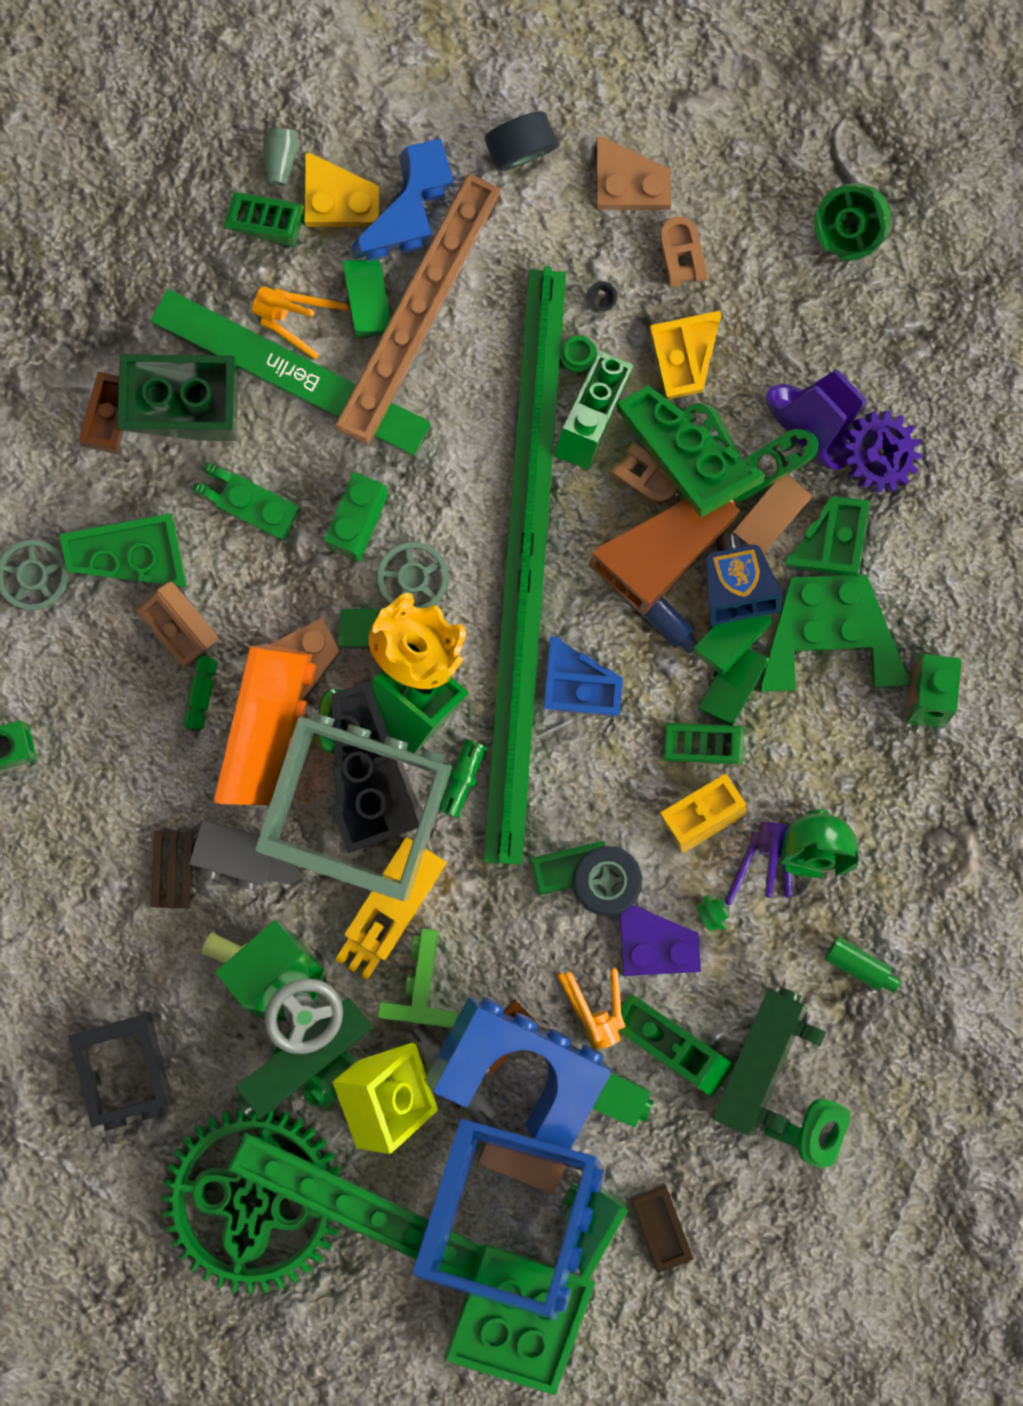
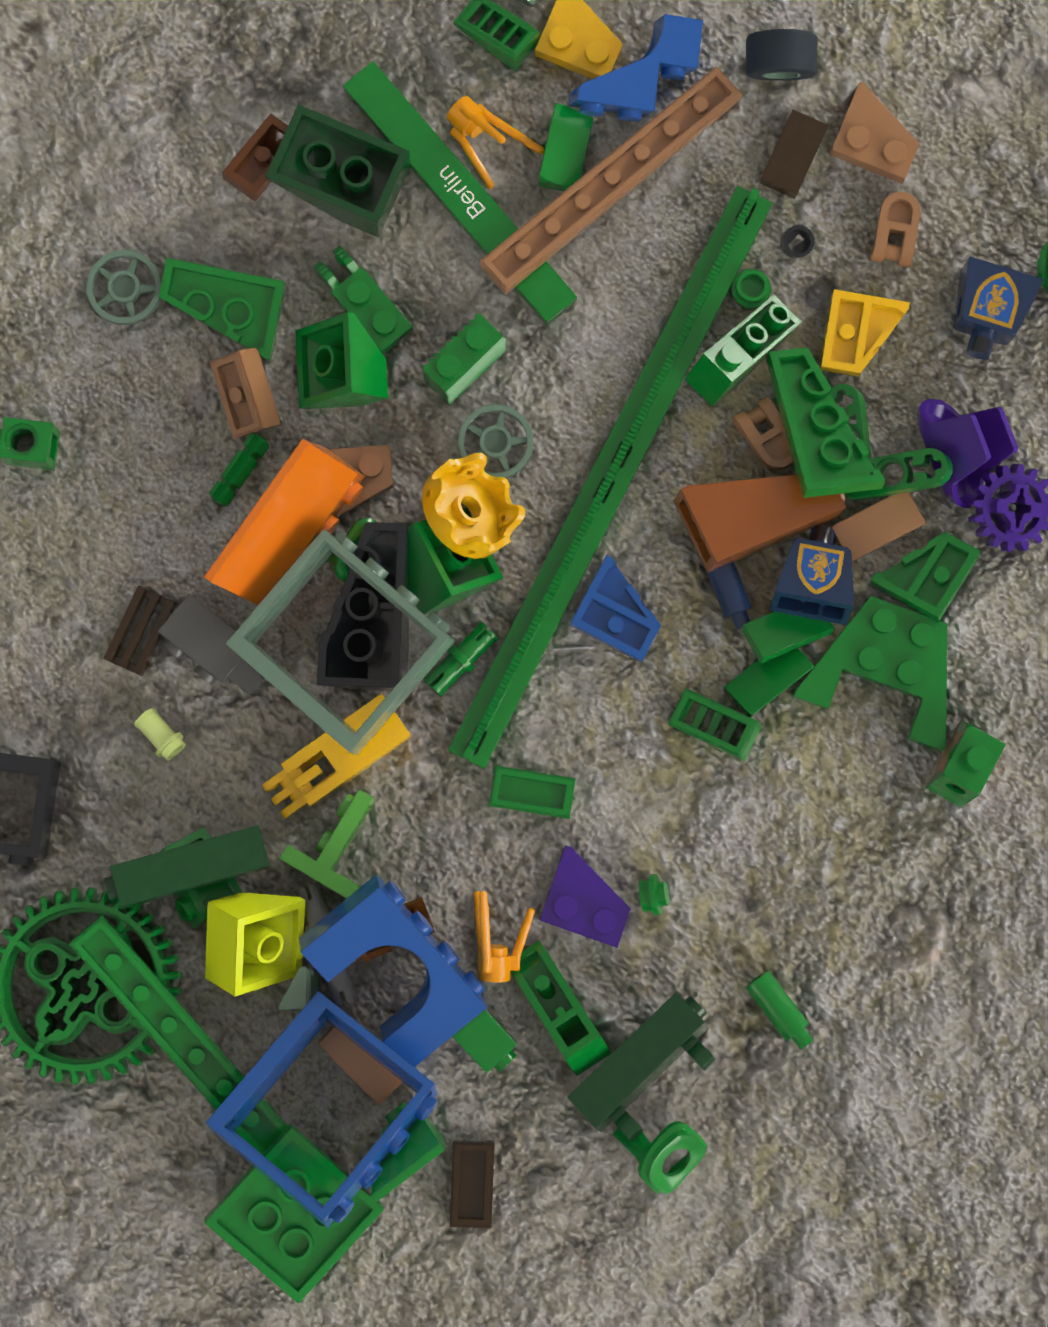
camera: 20 degrees right, 0 degrees up
(249, 566) = (339, 365): none -> green slope
(281, 984) = (198, 784): green piece -> none
(355, 627) = (417, 467): green slope -> none
(445, 1123) = (301, 990): none -> sand green slope
(566, 222) = (793, 154): none -> dark brown tile
(607, 881) = (565, 806): black wheel -> none
(704, 813) = (685, 792): yellow hinge -> none
(769, 840) = (742, 849): dark purple plant -> none
(790, 283) = (992, 304): none -> dark blue torso
(818, 844) = (786, 870): green cylinder -> none

